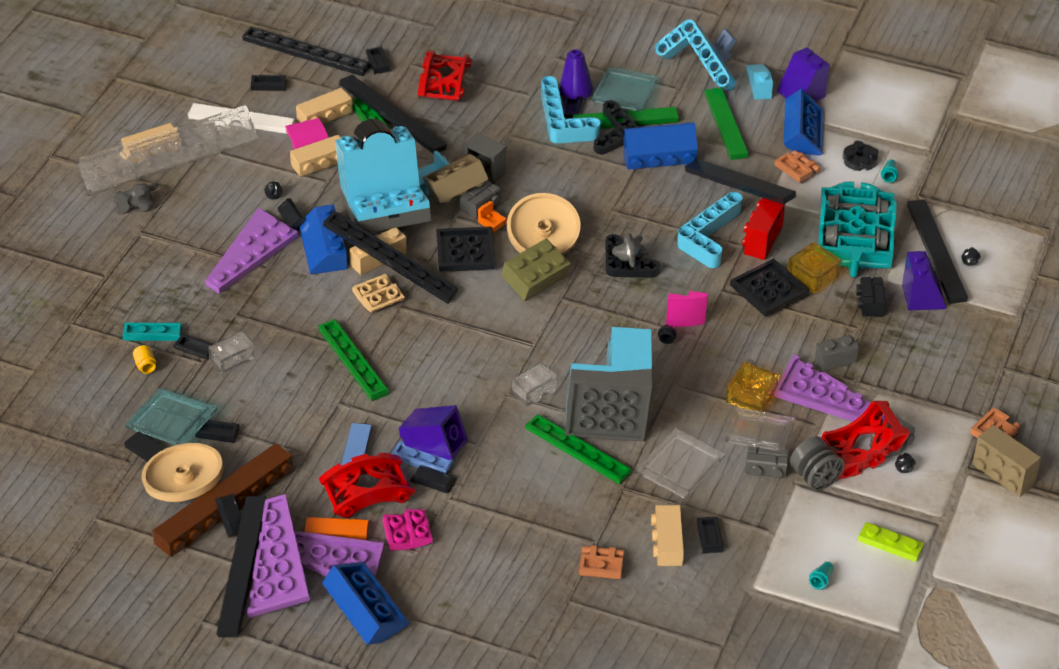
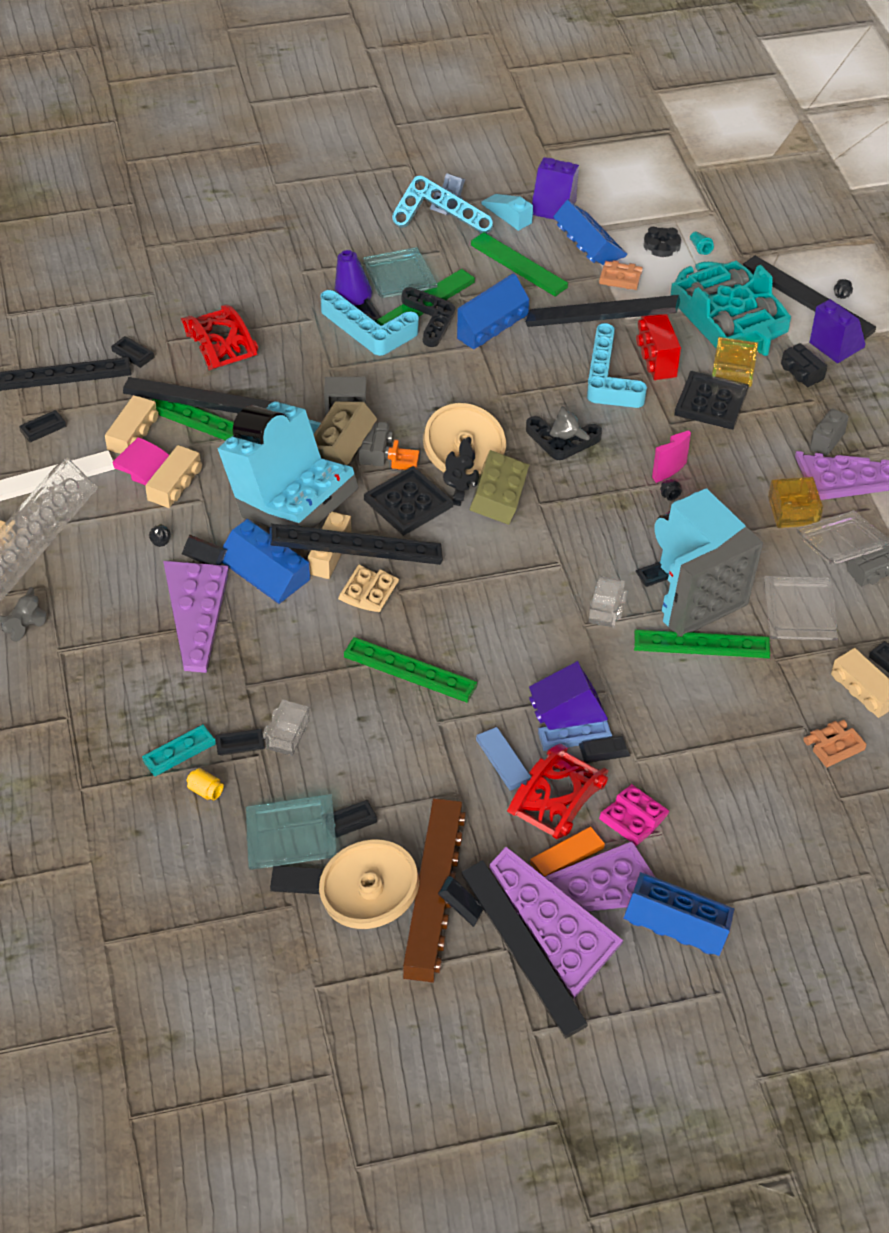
camera: 35 degrees left, 5 degrees up
(519, 240) = (455, 470): none -> black piece

